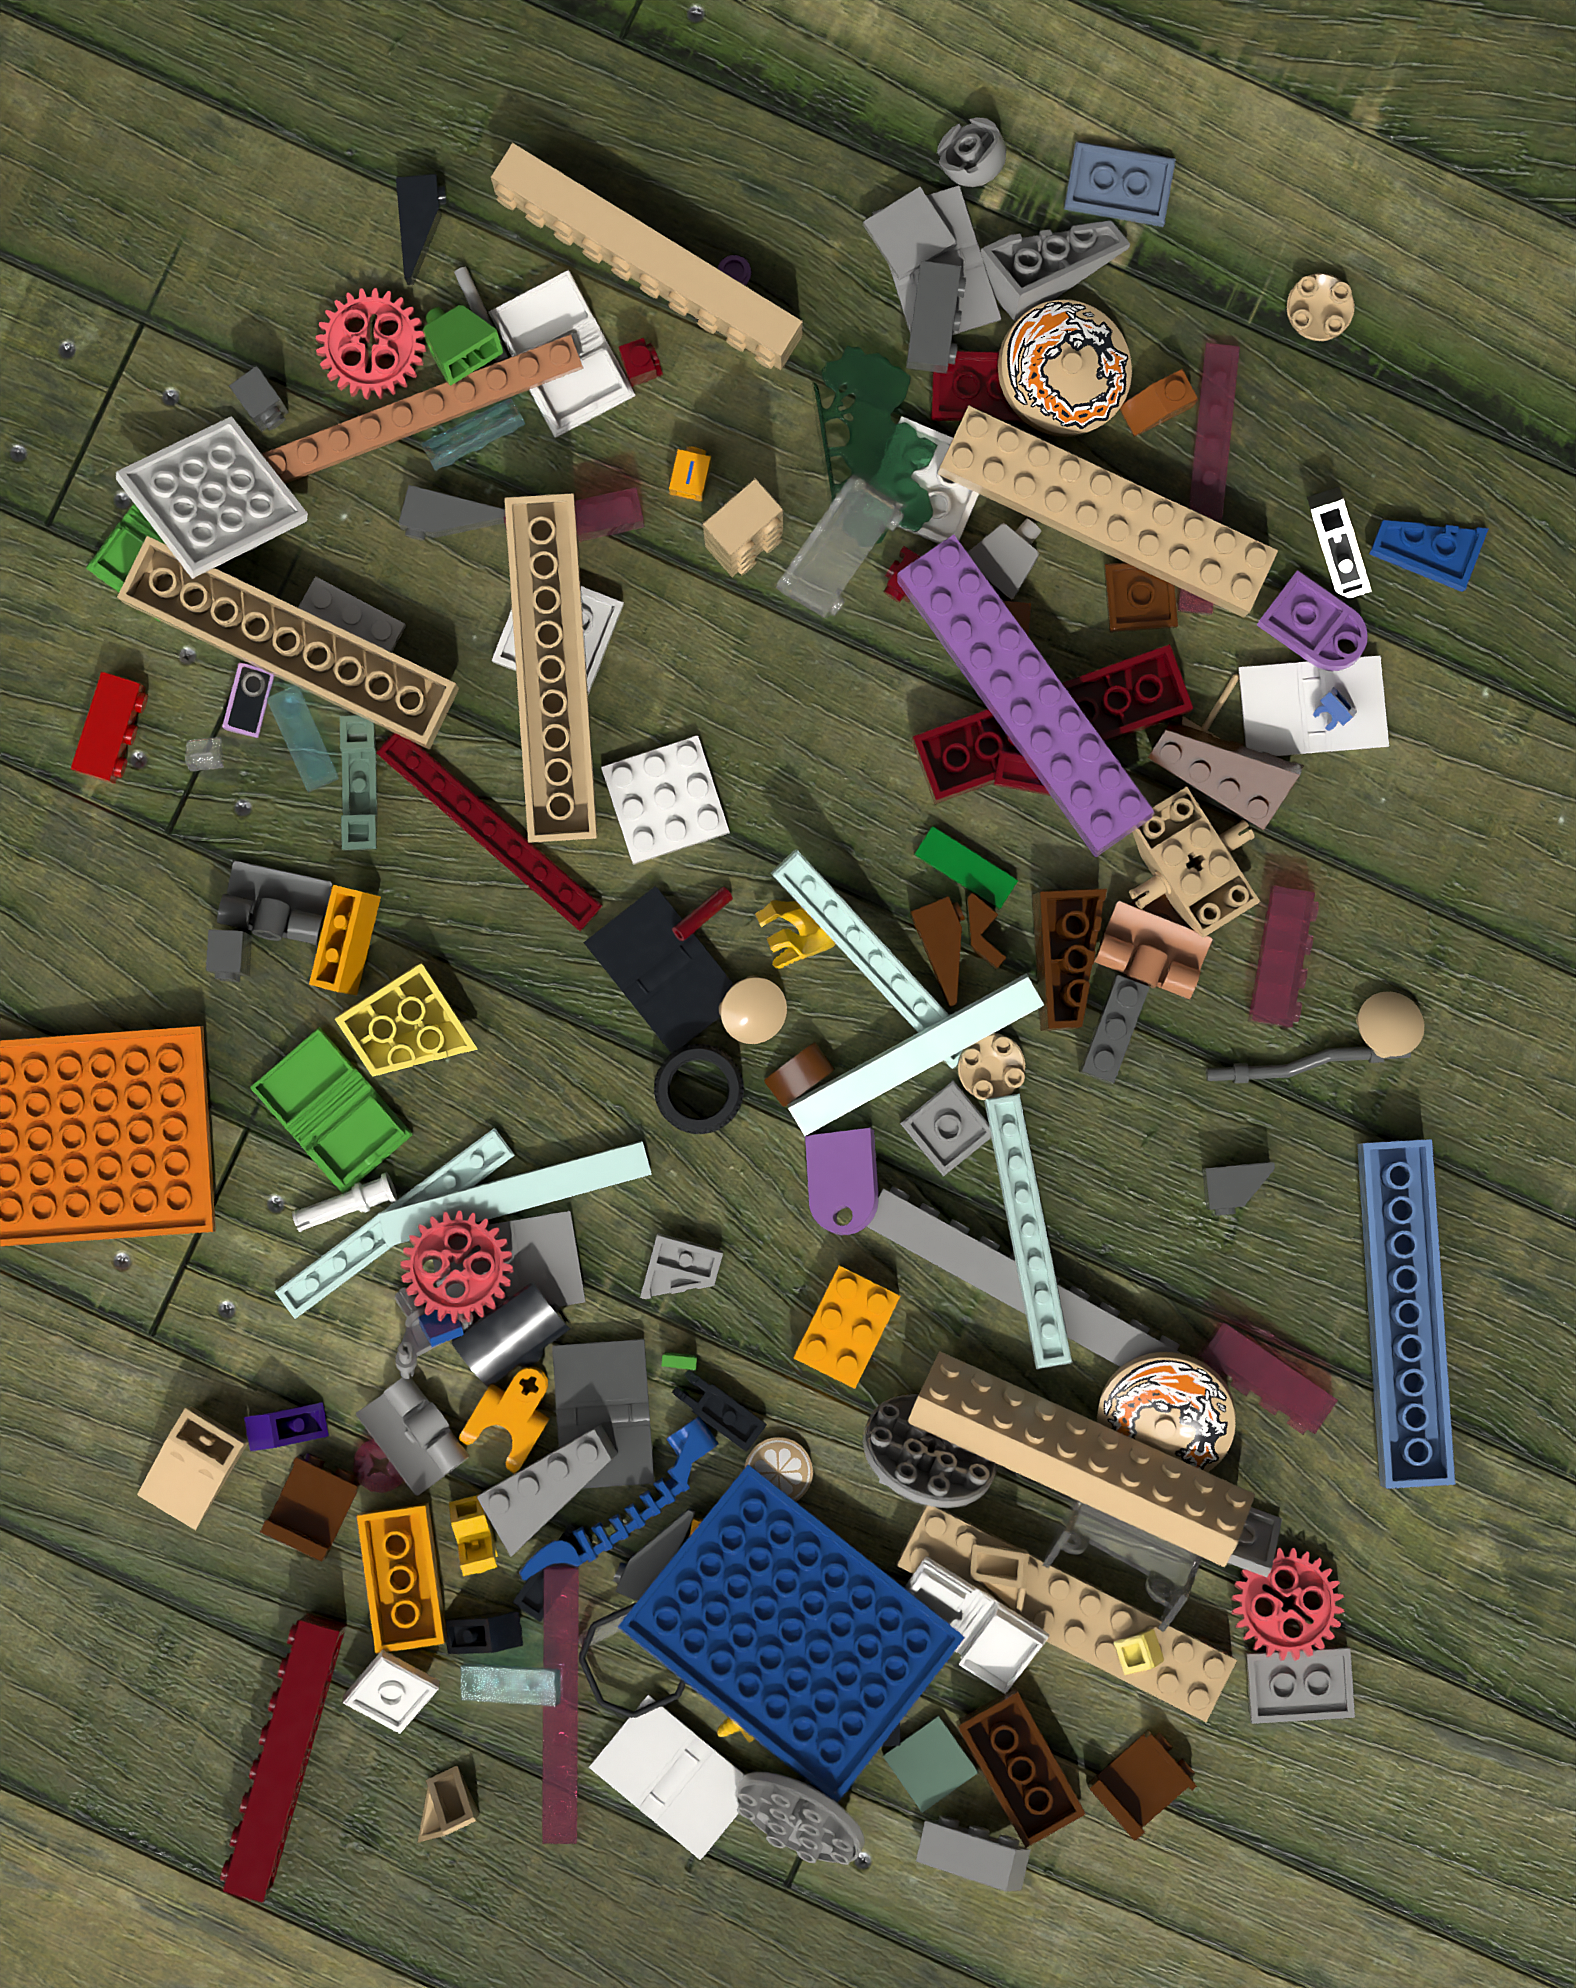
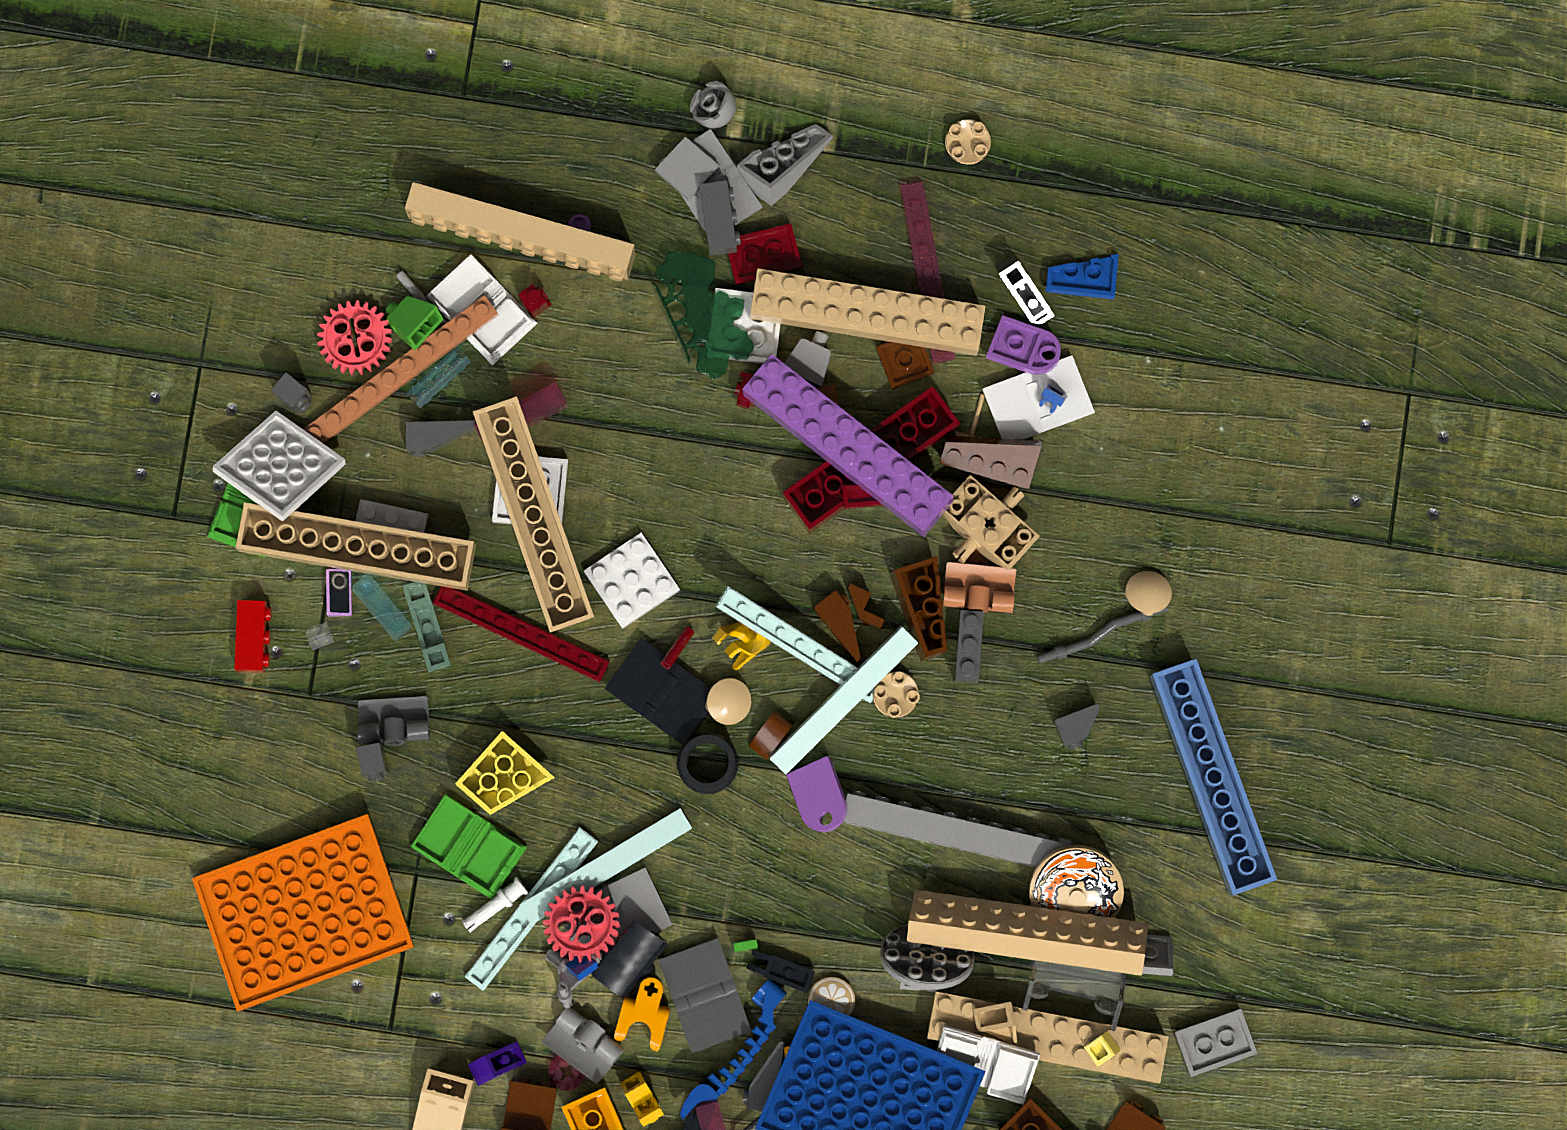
camera: 15 degrees left, 5 degrees down
(344, 940) = (446, 731): light orange brick -> none
(419, 217) = (363, 245): black slope -> none
(539, 1491) = (675, 1060): light grey wedge -> none
(680, 1266) = (728, 883): light grey wing -> none
(690, 474) = (588, 363): light orange brick -> none
(744, 529) = (634, 389): tan brick -> none
(841, 544) = (700, 381): clear windscreen -> none
(846, 1326) = (849, 891): light orange brick -> none
(947, 1128) = (878, 743): light grey tile -> none
(966, 868) = (841, 569): green tile -> none
(1028, 1231) = (950, 794): light aqua tile -> none
(1064, 368) = (813, 227): dish -> none
(1119, 184) = (814, 98): sand blue tile -> none
(1158, 403) = (880, 232): dark orange slope -> none
(1268, 1378) = (1136, 847): clear pink brick -> none
(1269, 1630) = (1183, 1011): coral gear -> none
(1282, 957) = (1064, 569): clear pink brick -> none

